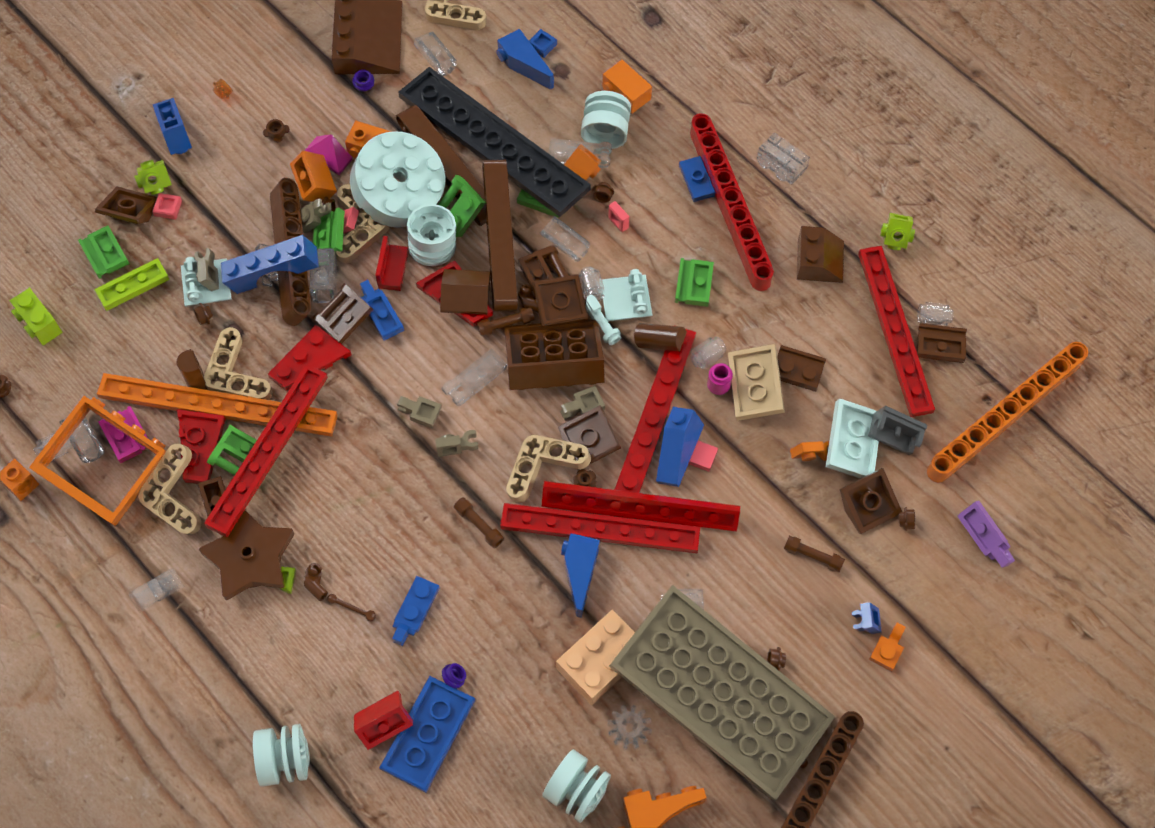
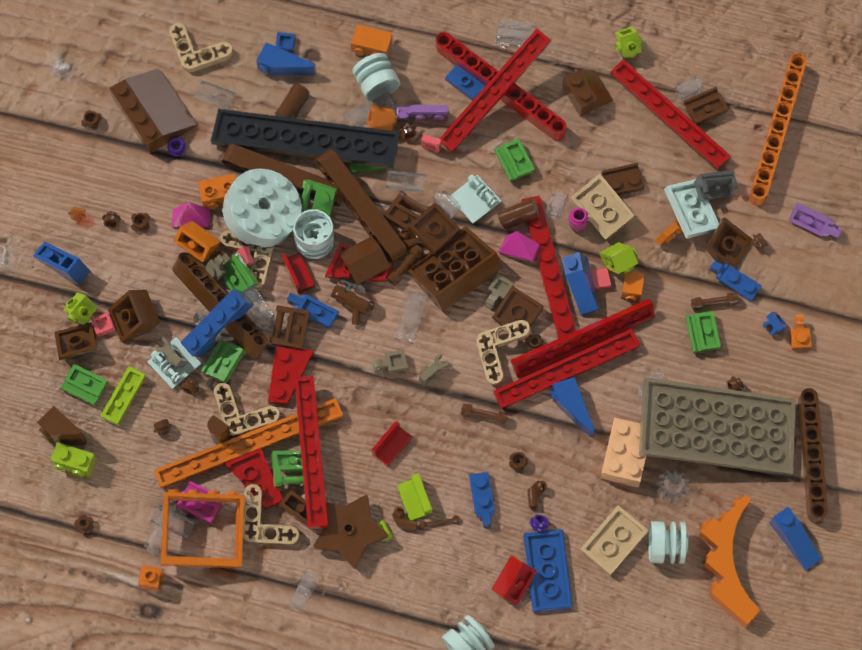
camera: 30 degrees left, 5 degrees up
(43, 276) = (58, 428): none -> reddish brown slope
(145, 337) = (162, 427): none -> reddish brown plate
(201, 212) = (133, 315): none -> reddish brown slope
(249, 112) = (111, 219): none -> reddish brown plate
(253, 308) = (223, 361): none -> bright green plate
(302, 11) = (91, 115): none -> reddish brown plate
(343, 565) = (415, 498): none -> lime panel
(358, 492) = (391, 444): none -> red panel
(429, 323) = (354, 297): none -> reddish brown piece
(473, 638) = (534, 492): none -> reddish brown arm
(479, 588) = (518, 456): none -> reddish brown plate
(508, 101) = (293, 101): none -> reddish brown brick
(522, 746) = (614, 540): none -> tan plate
(594, 310) = (460, 220): light aqua hinge -> none
(631, 181) = (421, 112): none -> medium lavender hinge
(637, 372) = (519, 246): none -> dark pink slope
(719, 197) = (495, 90): none -> red plate
(732, 483) = (632, 286): none -> orange brick
(736, 444) = (619, 258): none -> lime brick
(778, 579) = (703, 332): none -> bright green plate
(853, 546) = (735, 280): none -> blue hinge

